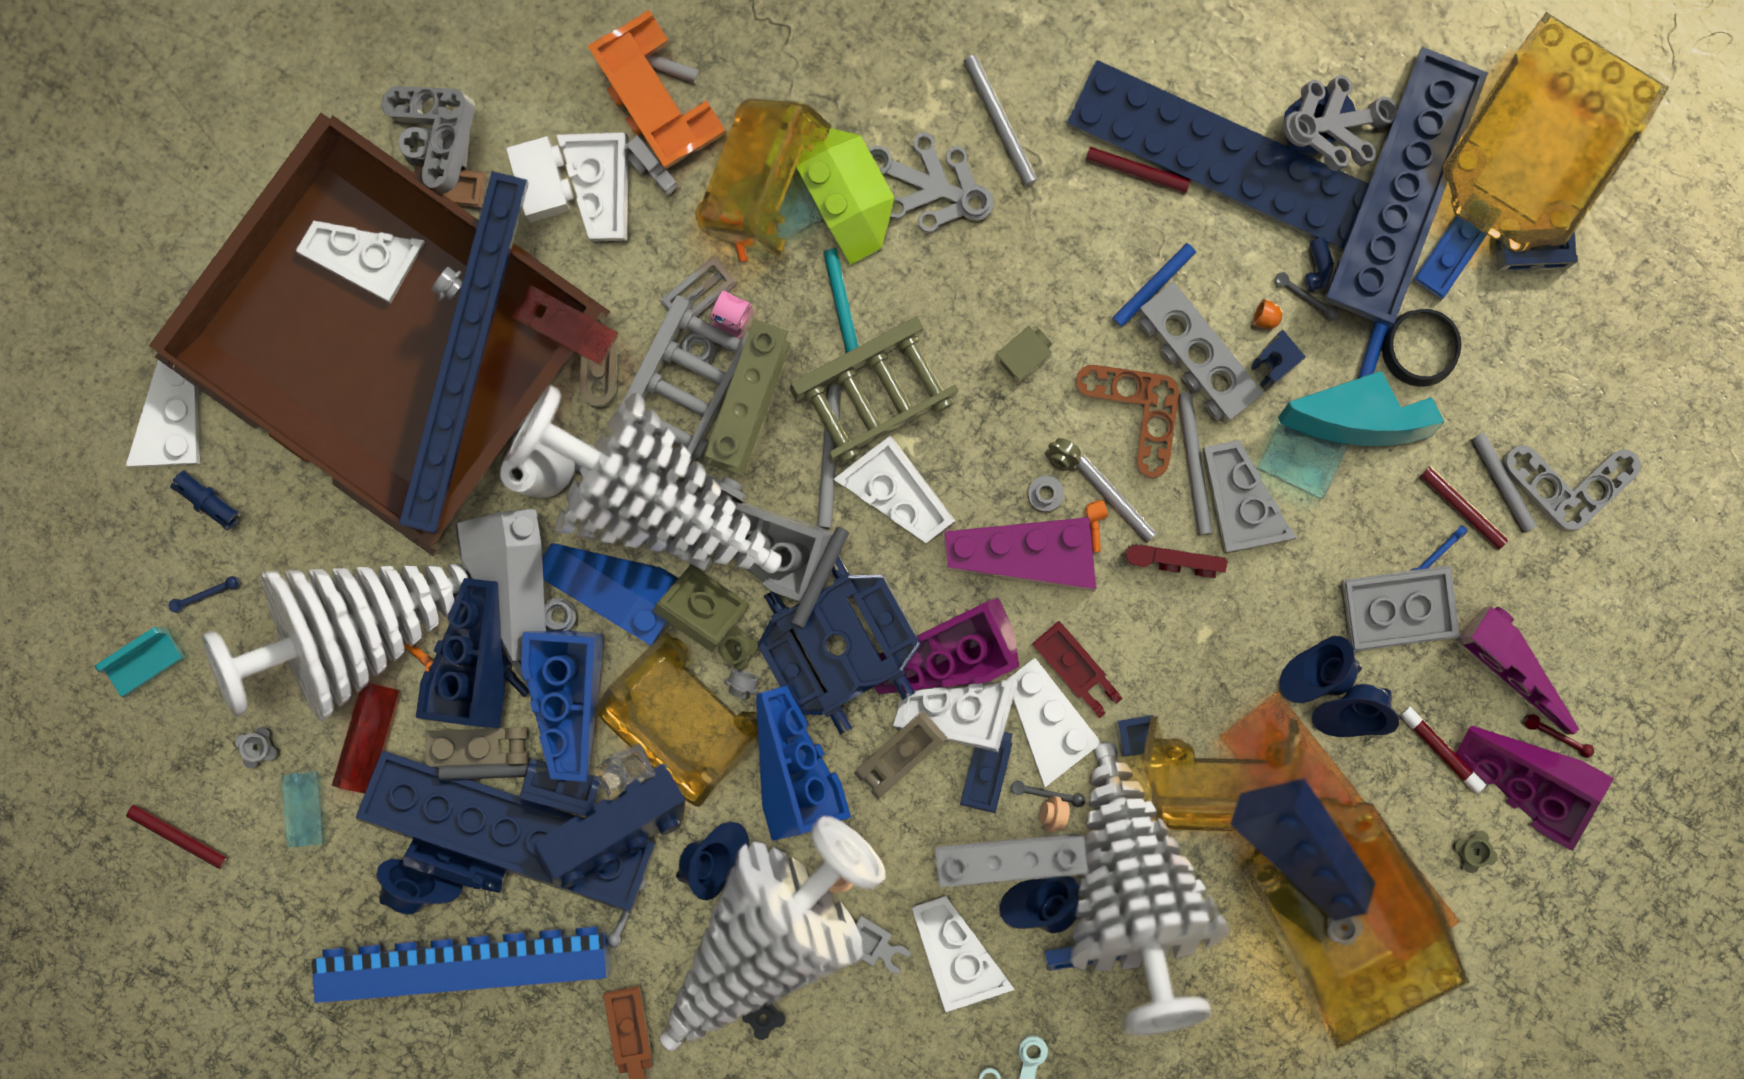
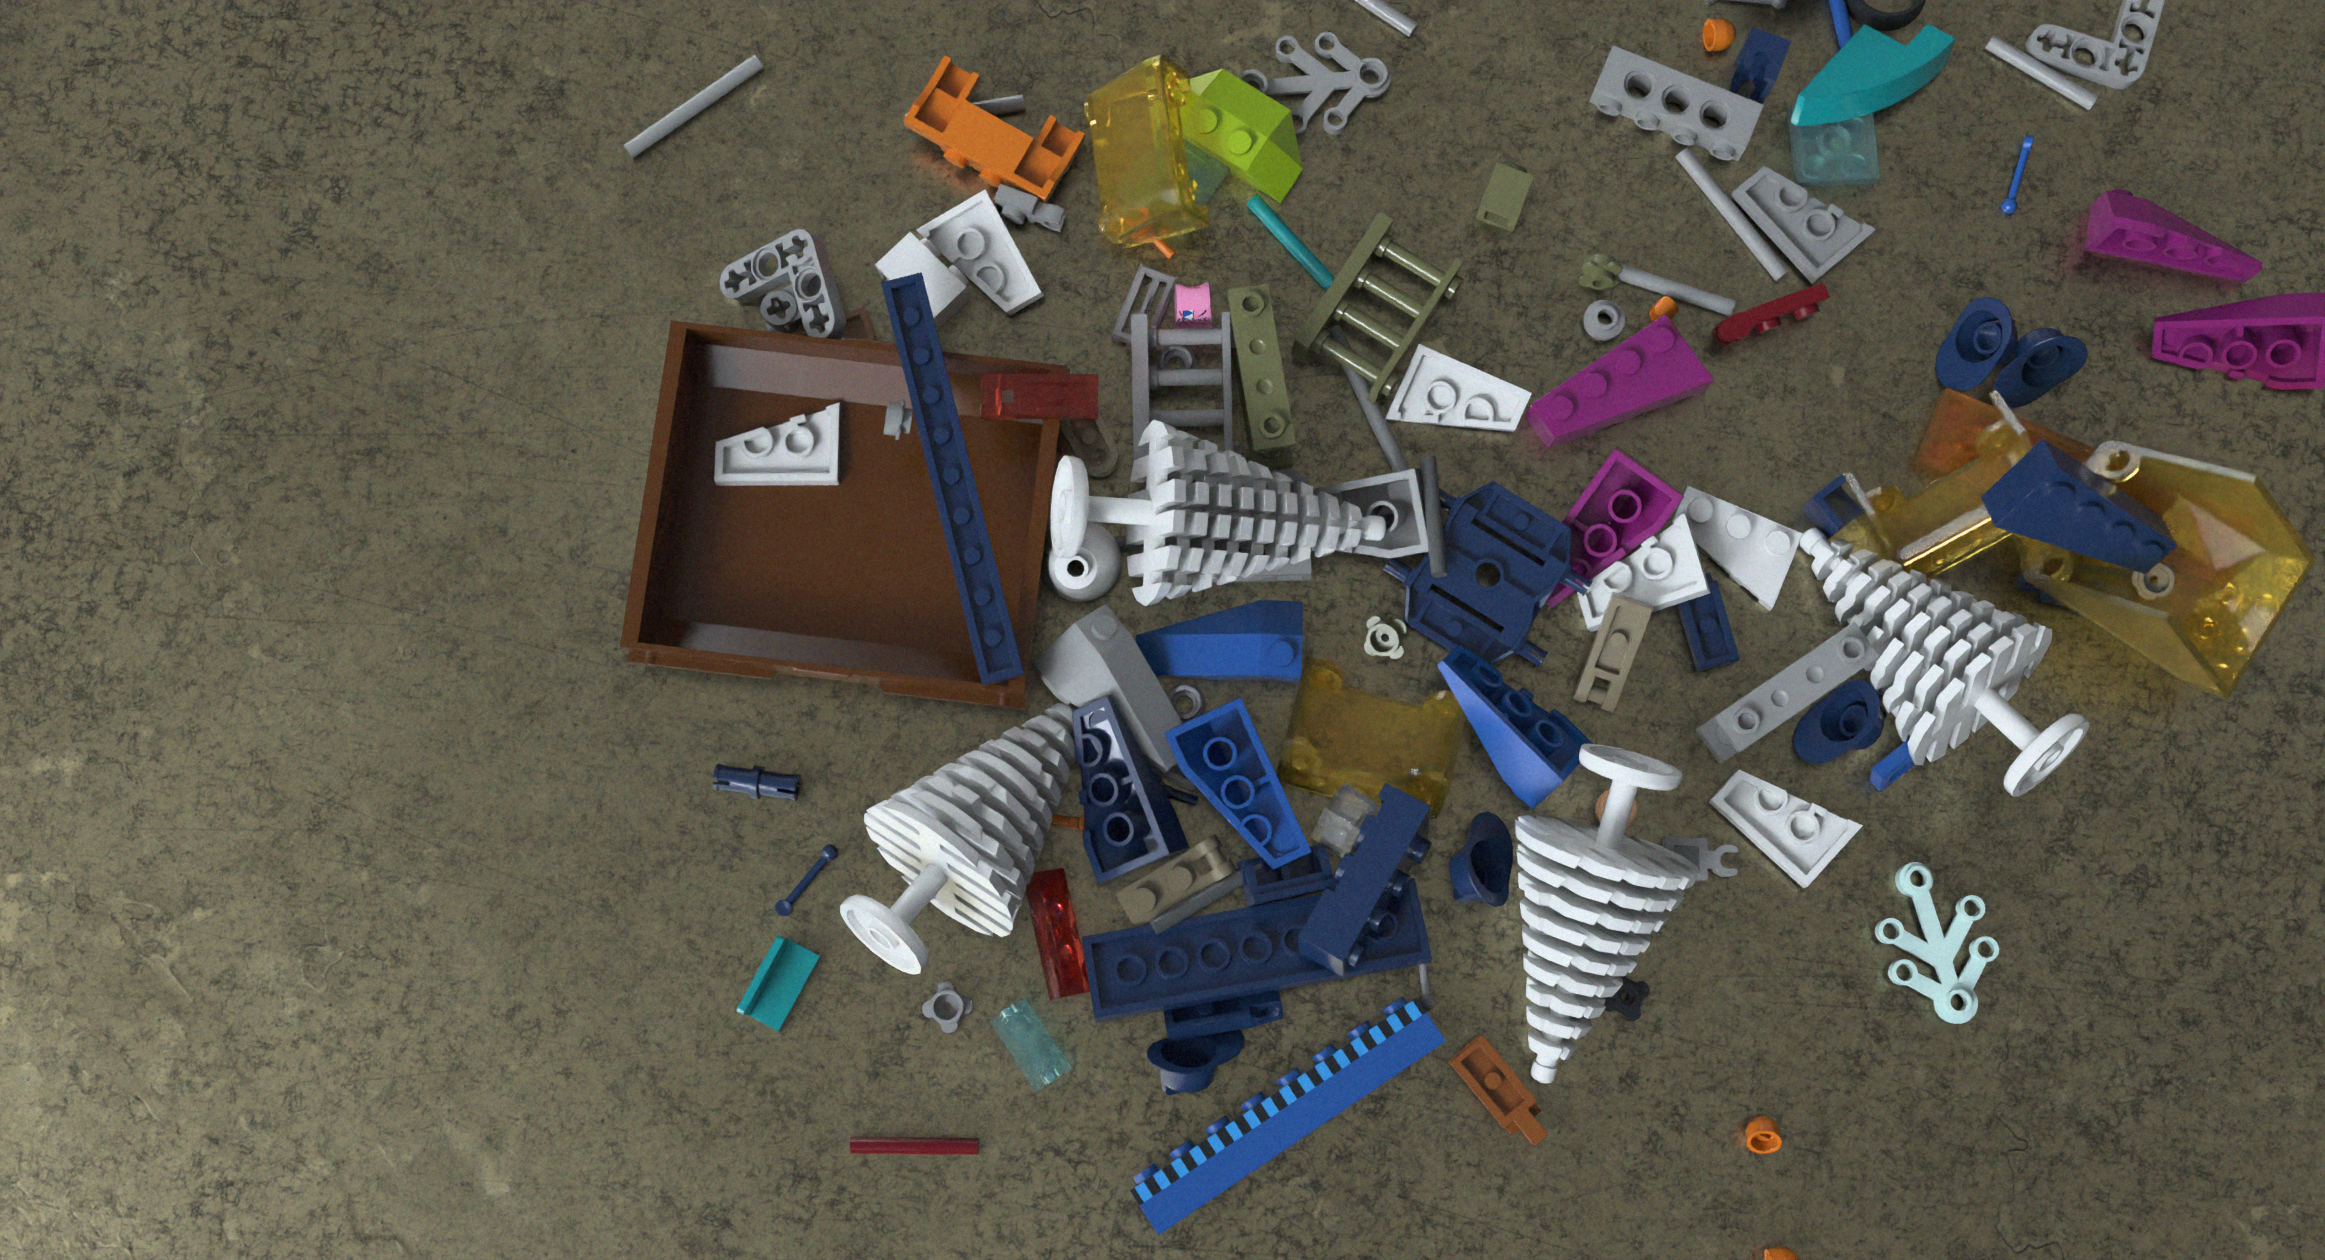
camera: 30 degrees left, 5 degrees down
(168, 424) = (674, 725): white wing -> none
(701, 608) = (1328, 614): olive tile -> none
(741, 683) = (1410, 670): light grey plate -> none
(1019, 788) = (1746, 623): dark grey hinge -> none
(1054, 814) = (1798, 629): light nougat plate -> none
(1074, 666) = (1733, 473): dark red hinge -> none
(1143, 397) = (1644, 177): dark orange beam -> none
(1154, 285) = (1591, 65): blue bar -> none
(1400, 608) = (2015, 243): light grey tile -> none
(1437, 744) = (2141, 361): dark red bar -> none
(1464, 508) = (2017, 117): dark red bar -> none
(1486, 854) = (2239, 432): olive plate -> none
(1533, 722) = (2209, 286): dark red hinge -> none

